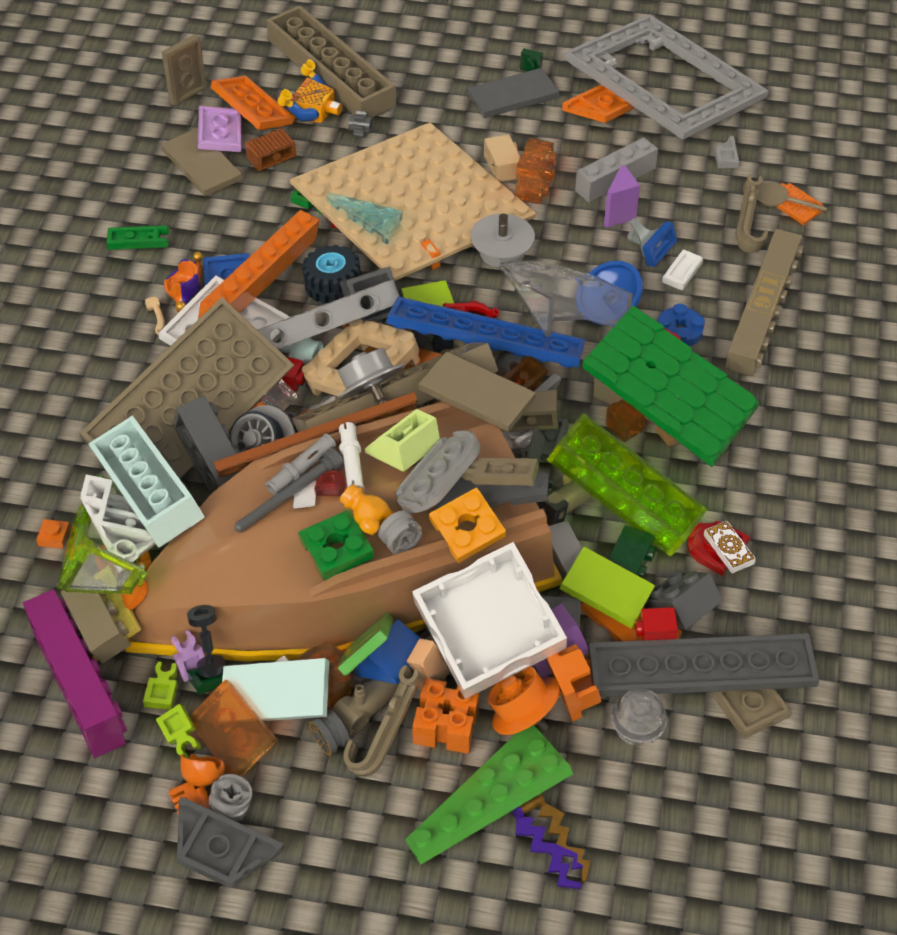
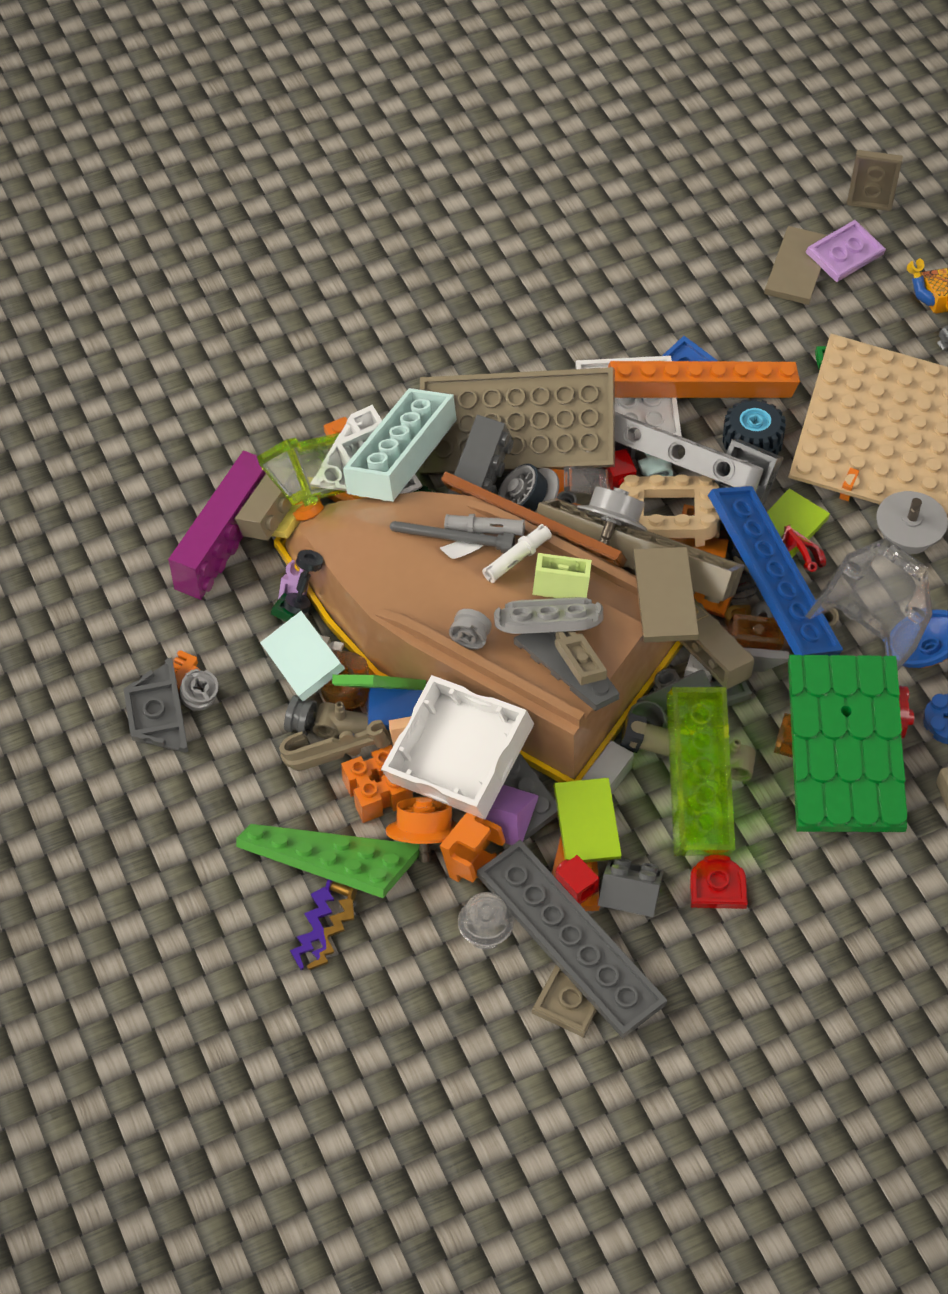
camera: 55 degrees right, 5 degrees up
(137, 237) = (670, 281): green hinge -> none
(153, 304) = (611, 339): tan piece -> none
(161, 690) = (257, 589): lime plate -> none
(177, 728) = (232, 619): lime plate -> none
(185, 281) = (650, 342): piece -> none
(201, 770) = (207, 656): orange hair -> none
(232, 729) = (255, 653): clear orange tile -> none
(252, 102) = (897, 244): orange plate -> none
(270, 149) = (857, 299): dark orange brick -> none
(330, 484) = (482, 555): clear red tile -> none
(336, 529) = (424, 582): green brick -> none
(368, 215) = (840, 418): clear light blue wing -> none
(368, 510) = (471, 593): light orange animal -> none
(467, 508) = (514, 652): light orange brick -> none
(633, 550) = (643, 823): dark green brick -> none
(729, 547) = (716, 892): tile -> none

